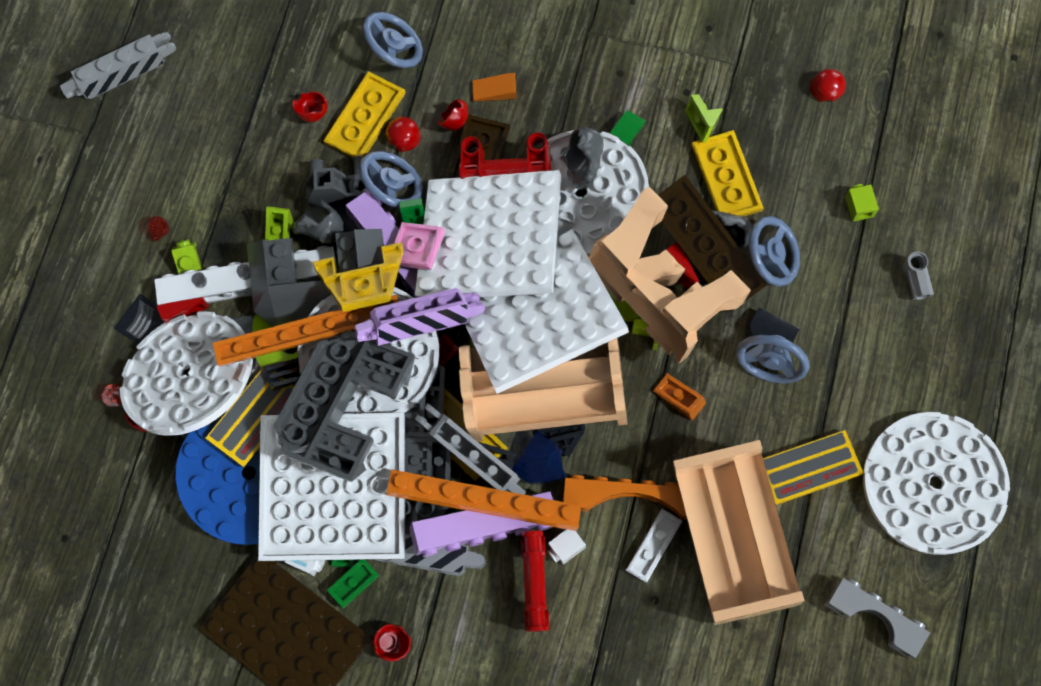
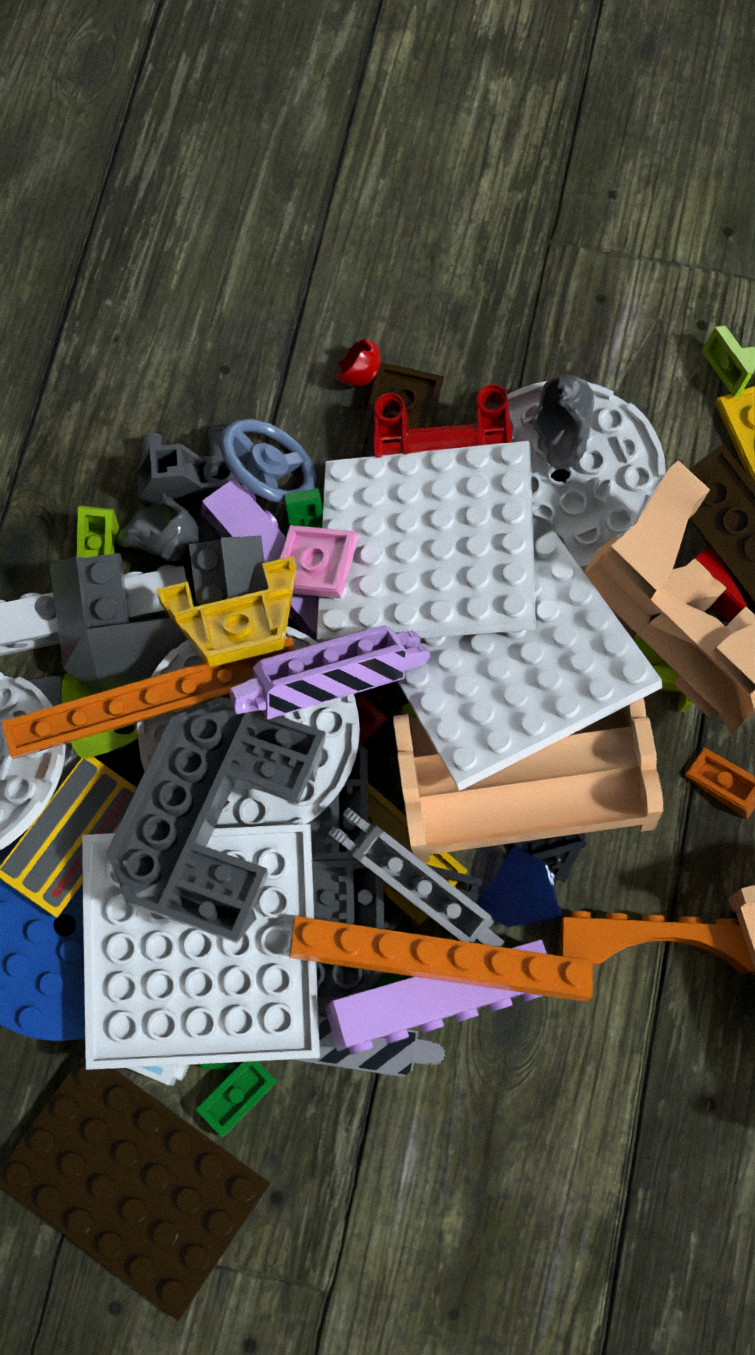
camera: 10 degrees left, 0 degrees up
(281, 366) = (109, 755): black tile -> none
(310, 106) = (139, 355): red hair -> none
(364, 116) = (221, 368): yellow tile -> none
(389, 42) = (255, 256): sand blue piece -> none
(391, 643) = (303, 1192): red hair -> none
(403, 134) = (282, 393): red hair -> none
(495, 88) = (417, 322): orange slope -> none
(533, 554) = (531, 1138): red piece -> none
(566, 546) = (569, 1025): white brick -> none
(628, 127) = (621, 376): green slope -> none
(653, 545) = (703, 1018): white tile -> none

